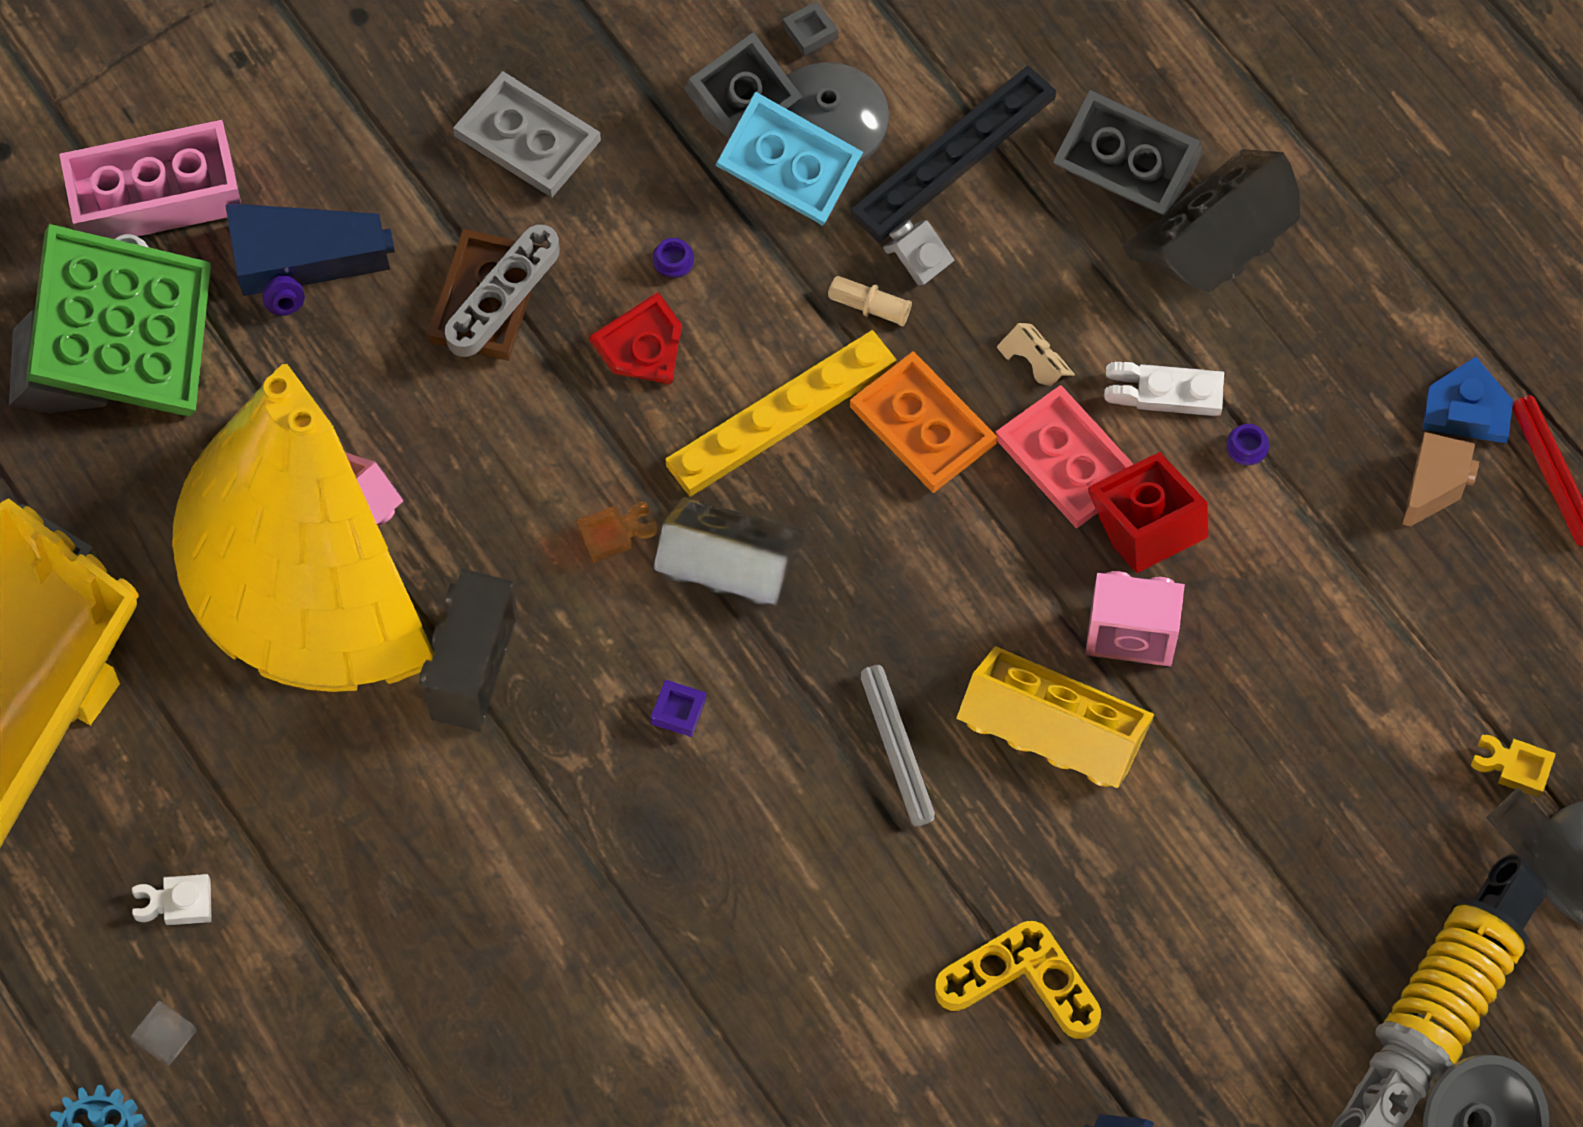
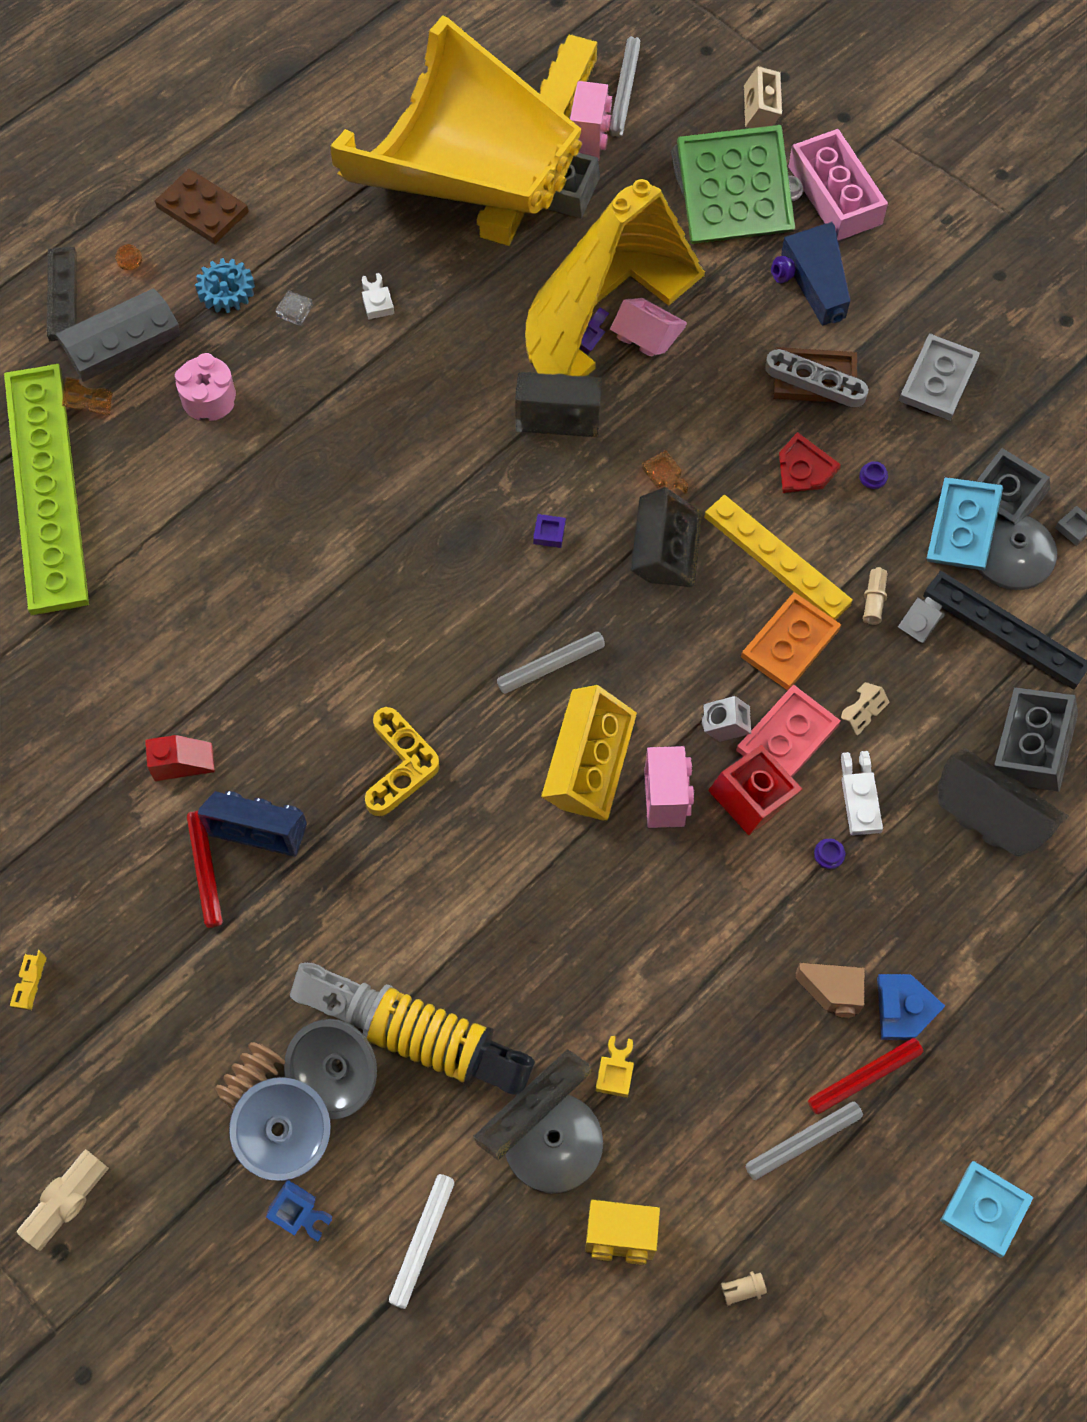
camera: 80 degrees right, 0 degrees up
(1042, 508) = (726, 719): none -> light grey brick

